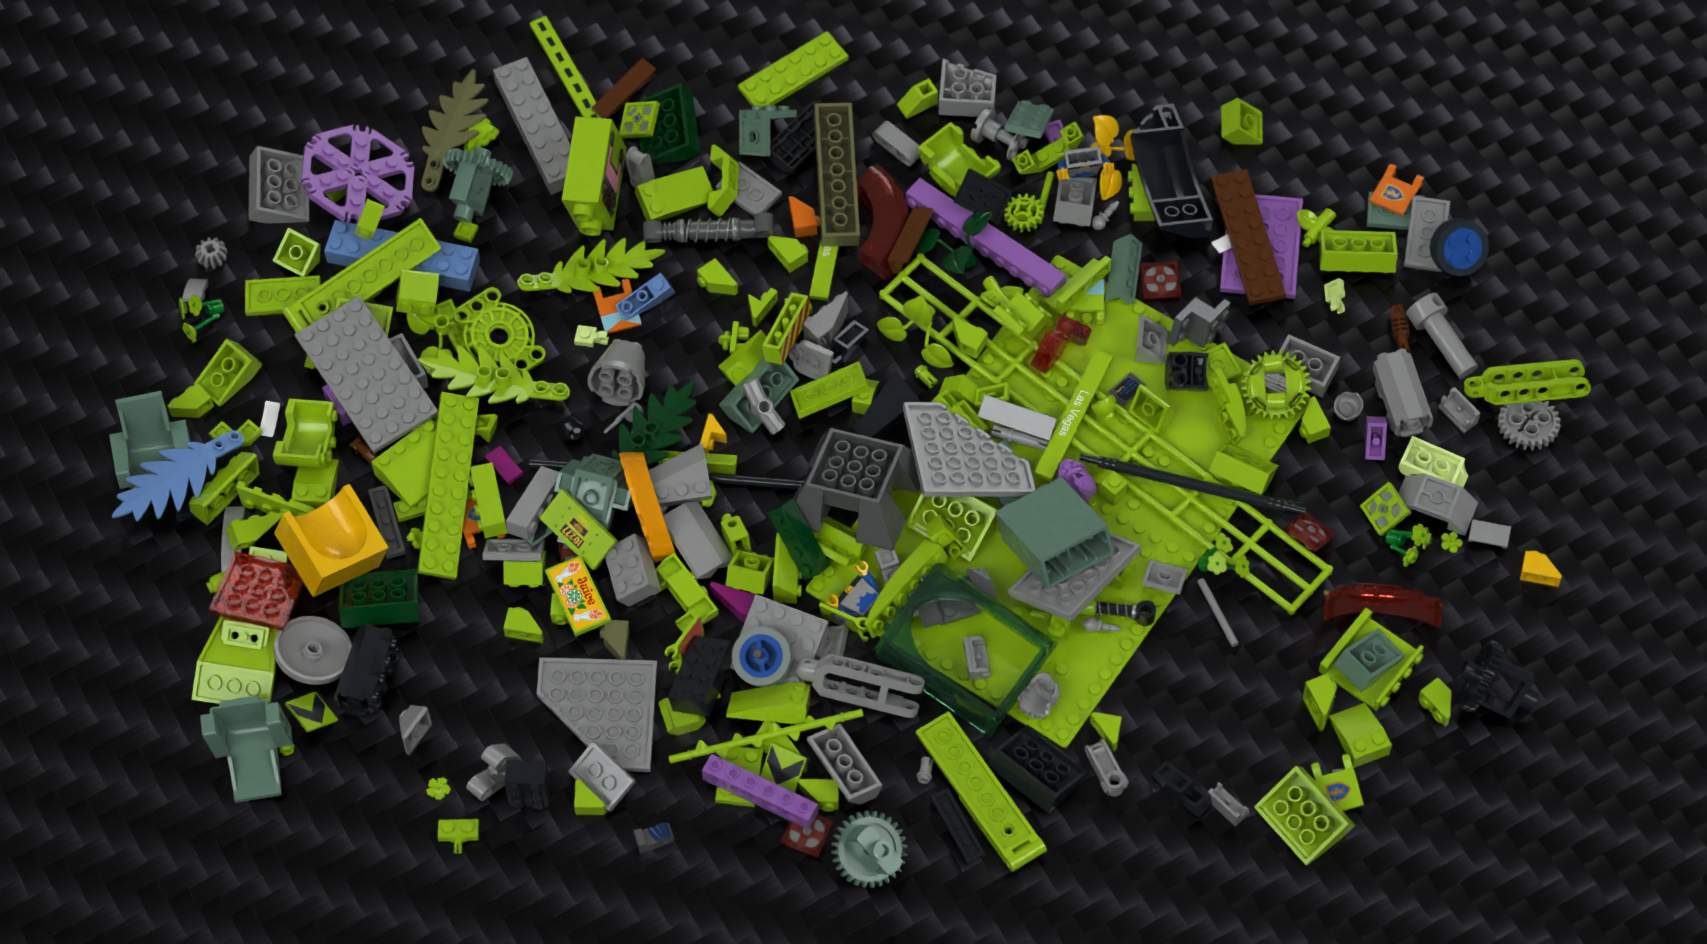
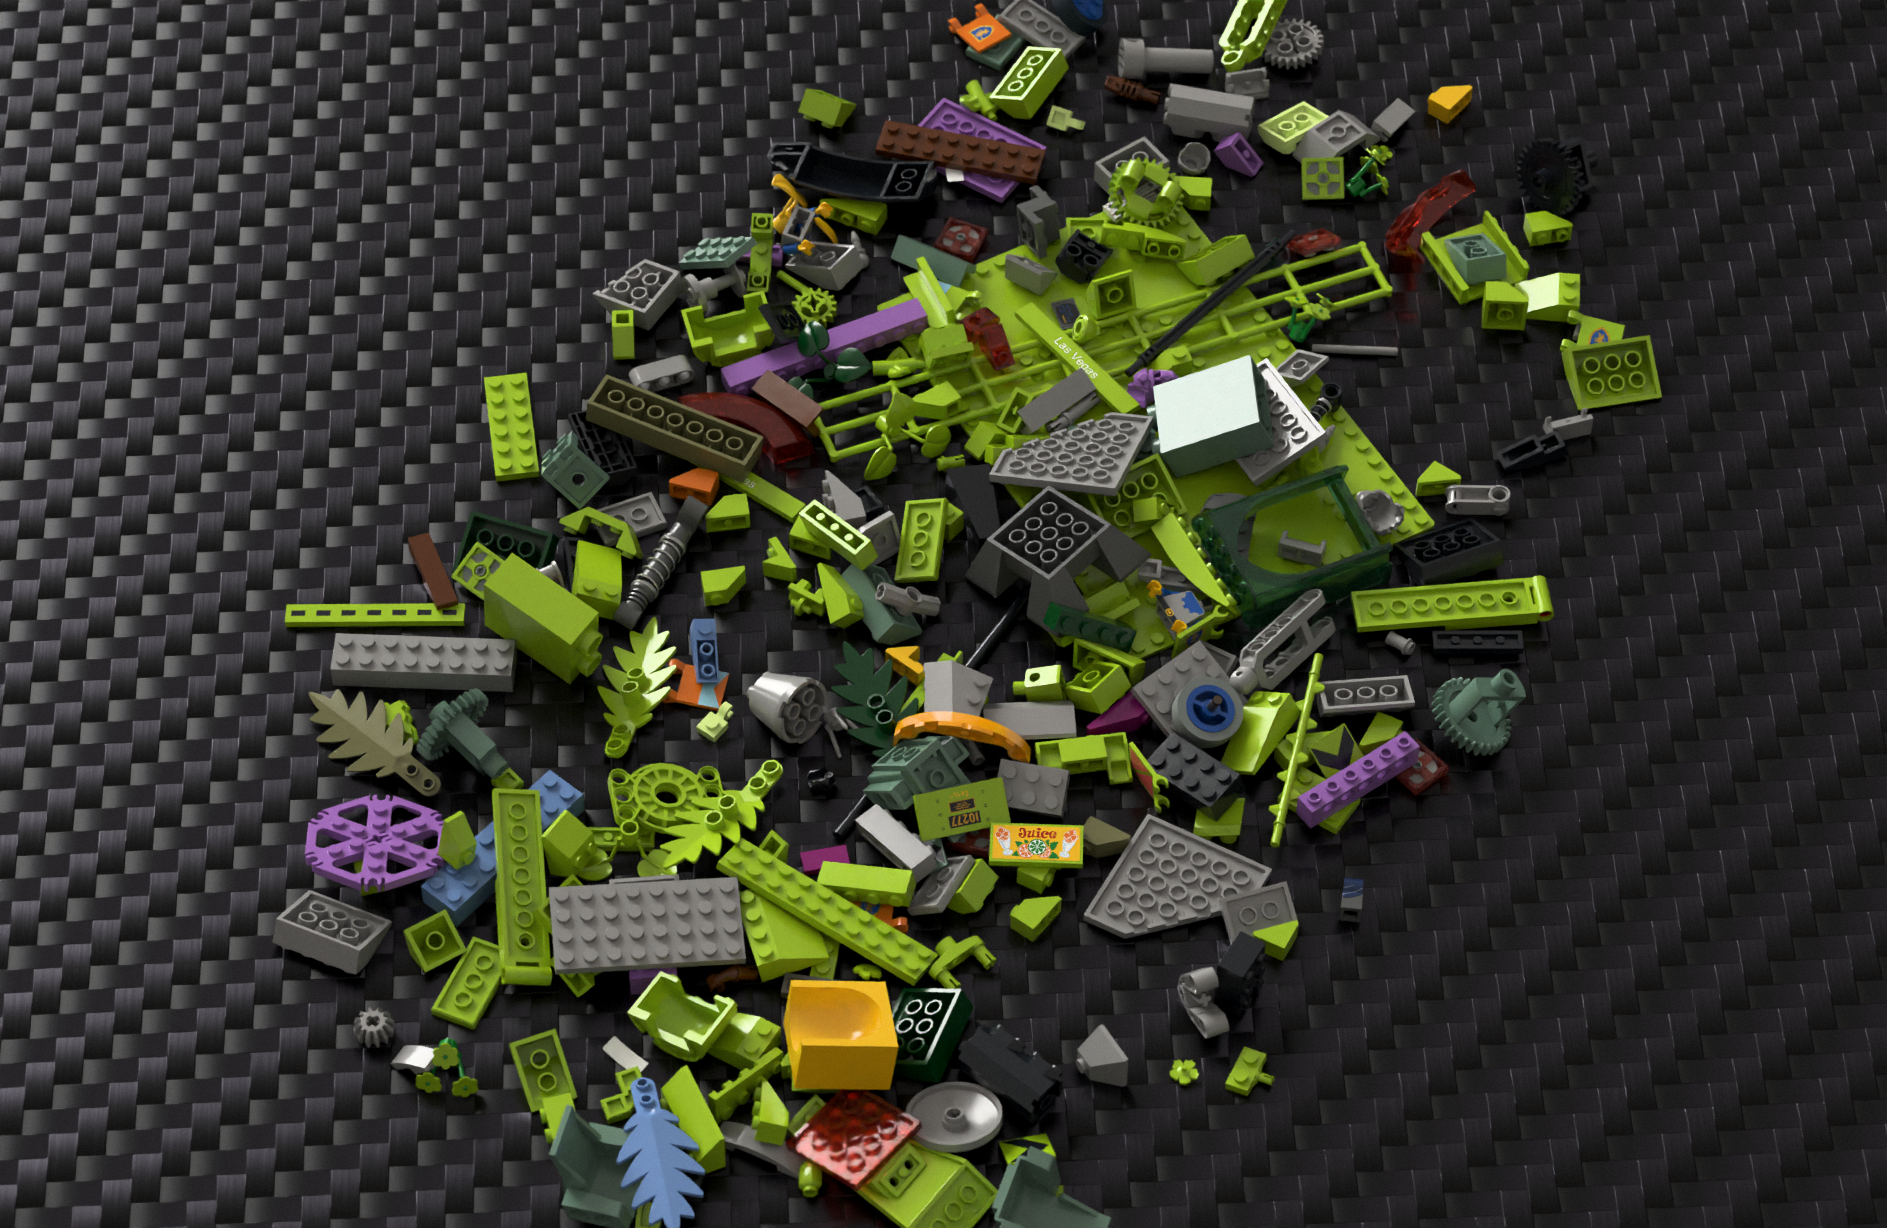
camera: 65 degrees left, 10 degrees down
(460, 586) = (953, 954): none -> lime connector

